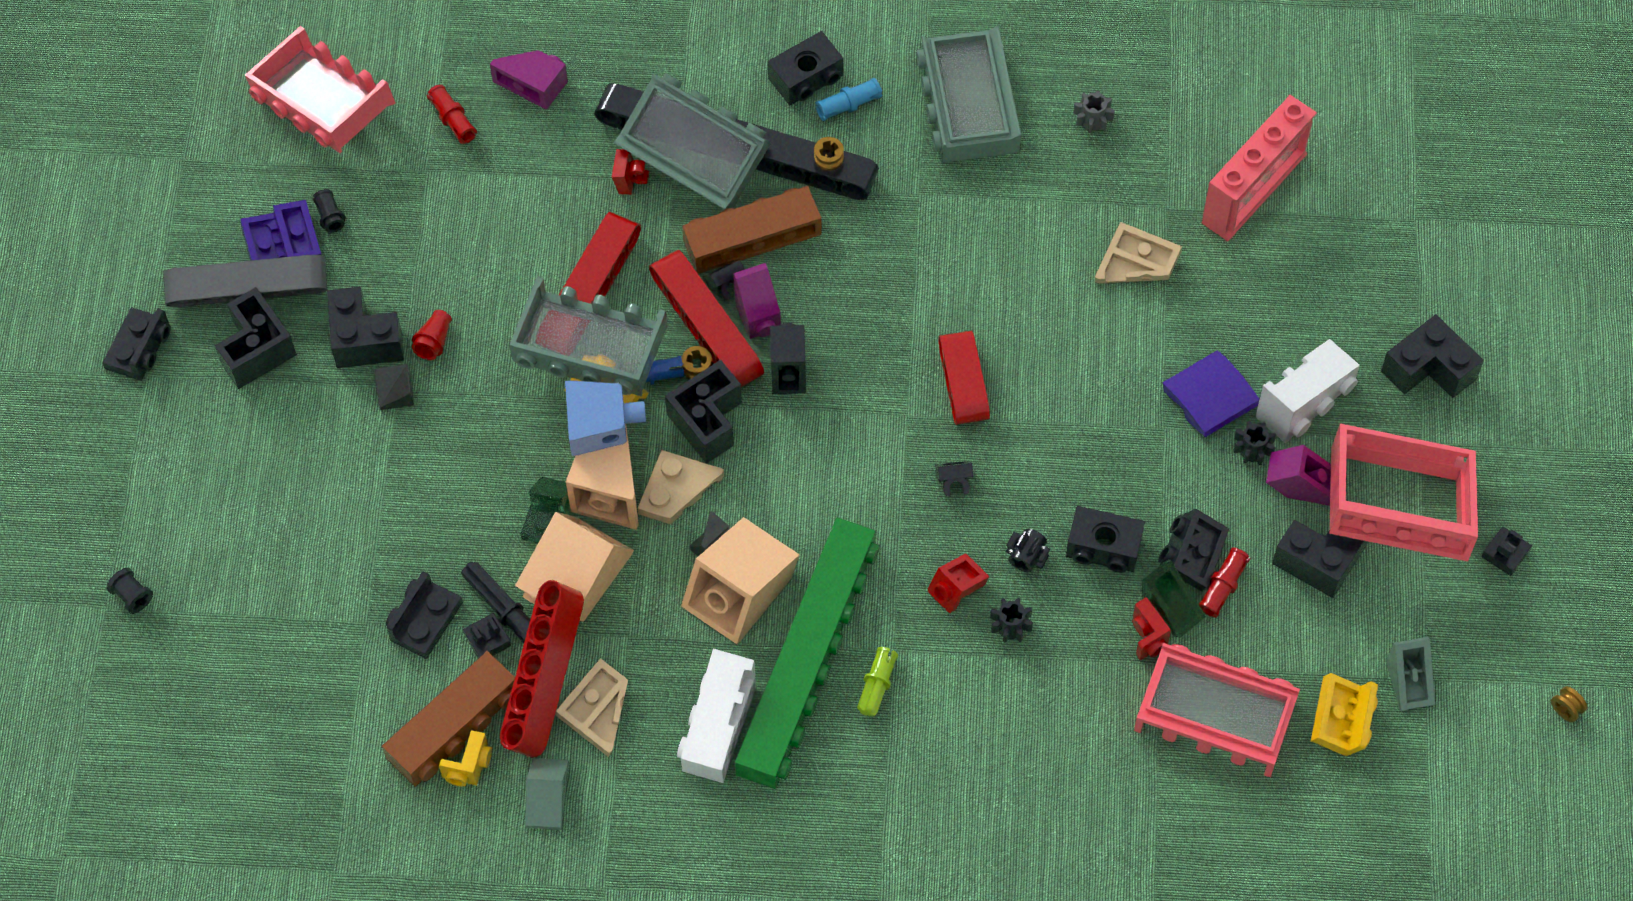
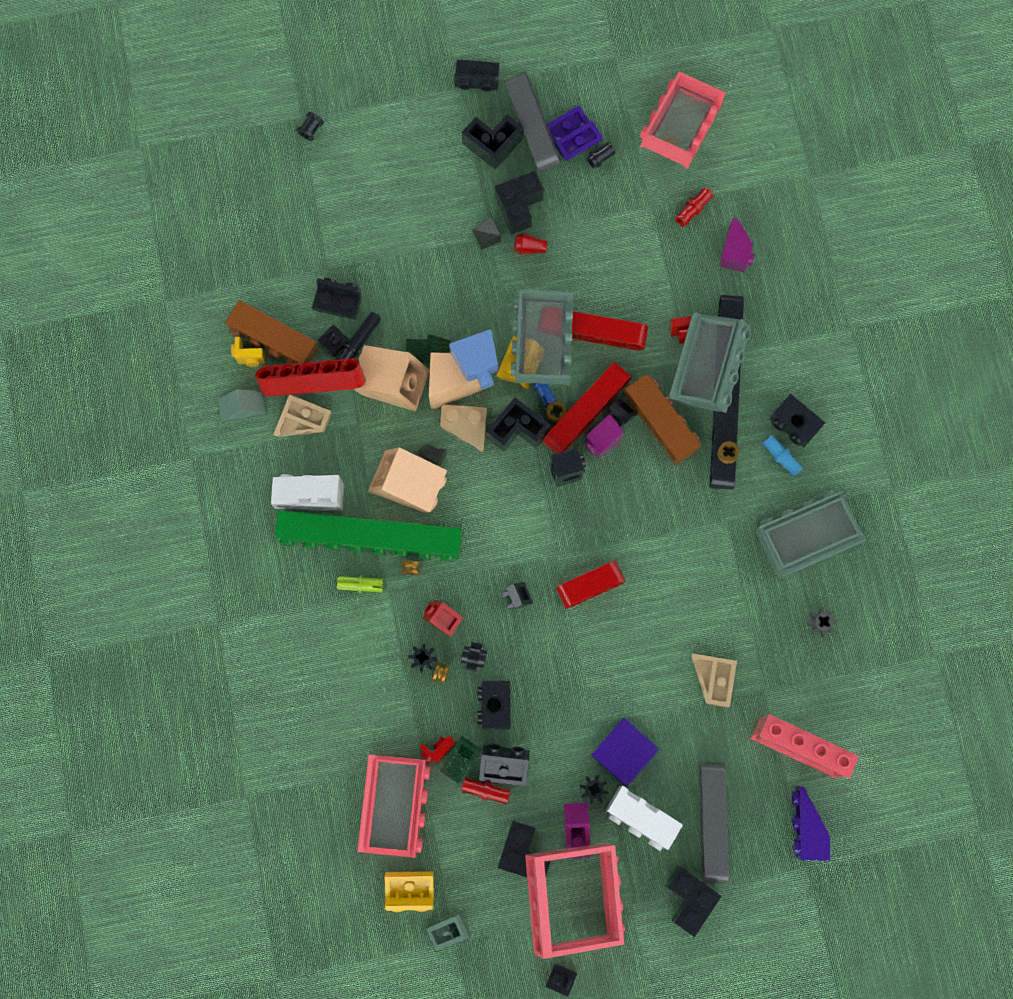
camera: 75 degrees right, 15 degrees up
(872, 606) = (410, 568): none -> pearl gold bush
(1040, 601) = (441, 673): none -> pearl gold bush
(1332, 308) = (713, 823): none -> dark grey beam
(1370, 196) = (811, 835): none -> dark purple slope

